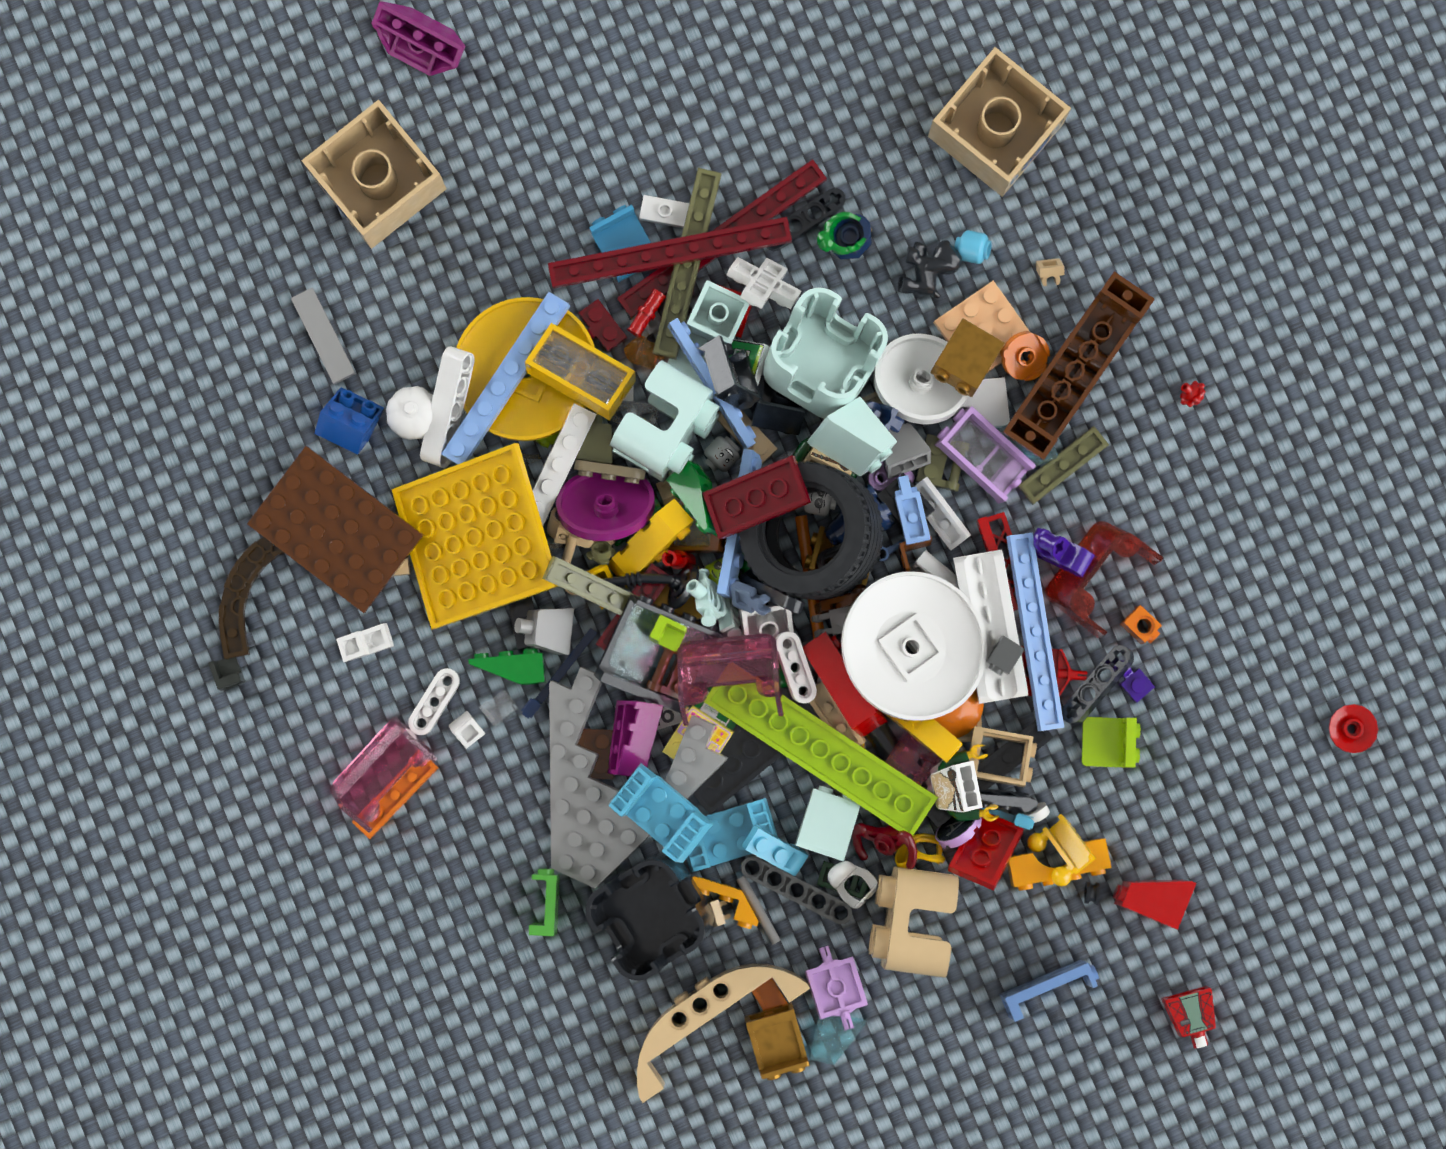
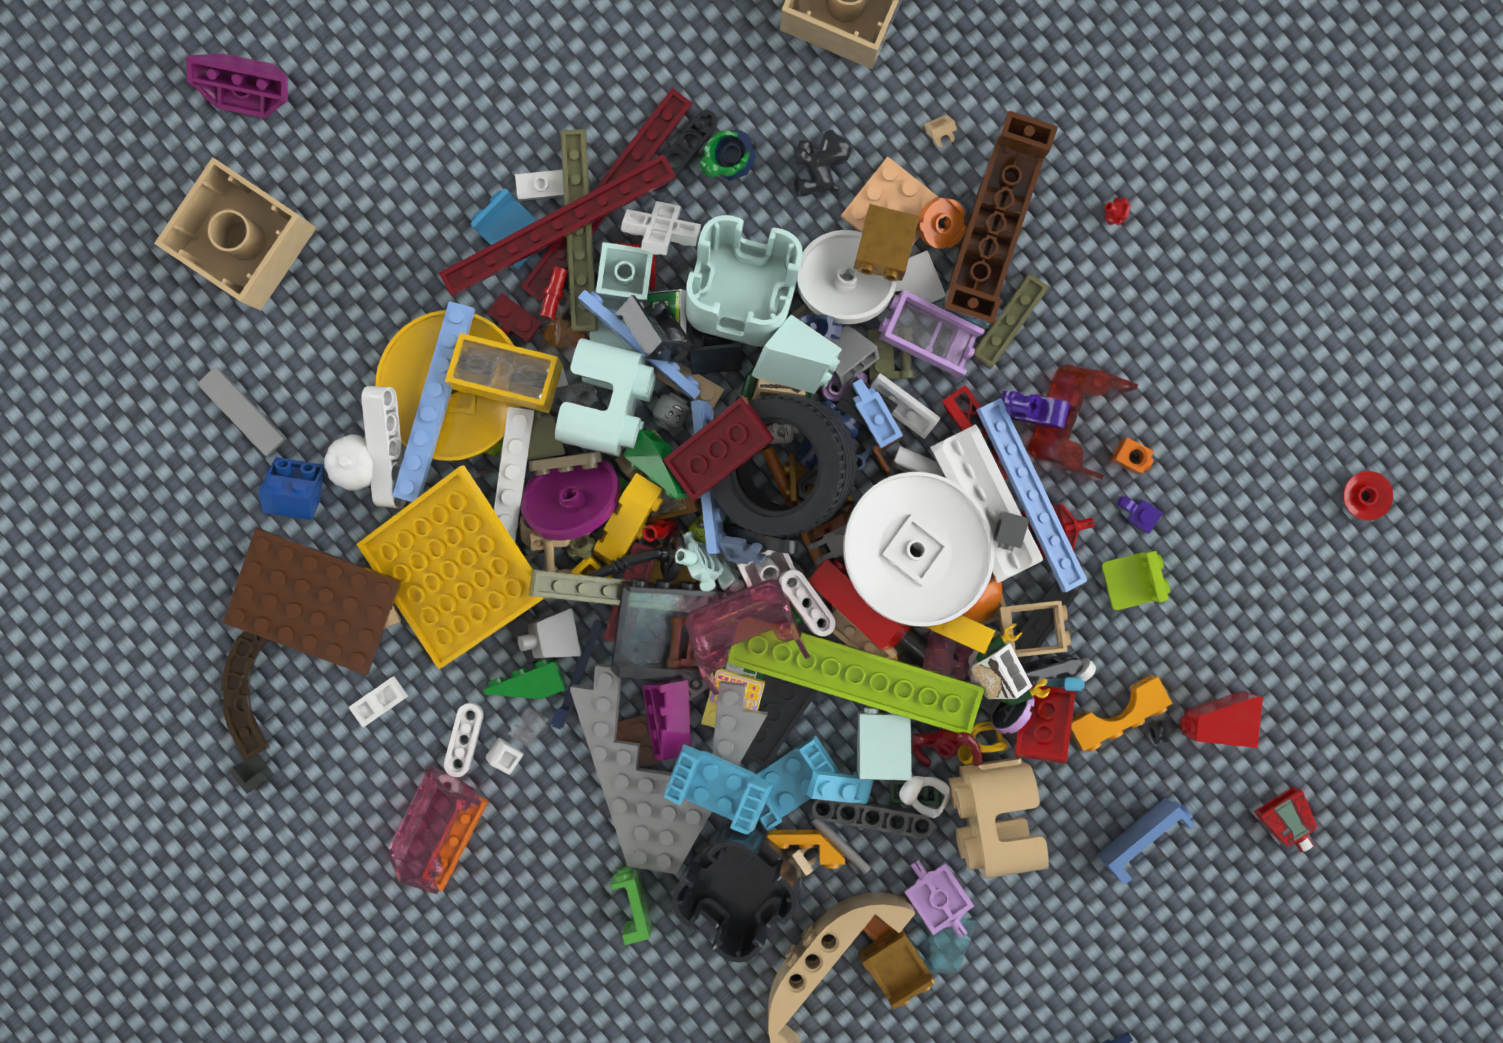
camera: 20 degrees left, 5 degrees up
(668, 633) = (671, 609): lime panel -> none
(973, 246) = (858, 128): medium azure head -> none
(1068, 845) = (1123, 694): yellow gear -> none
(1101, 688) = (1103, 526): black beam -> none

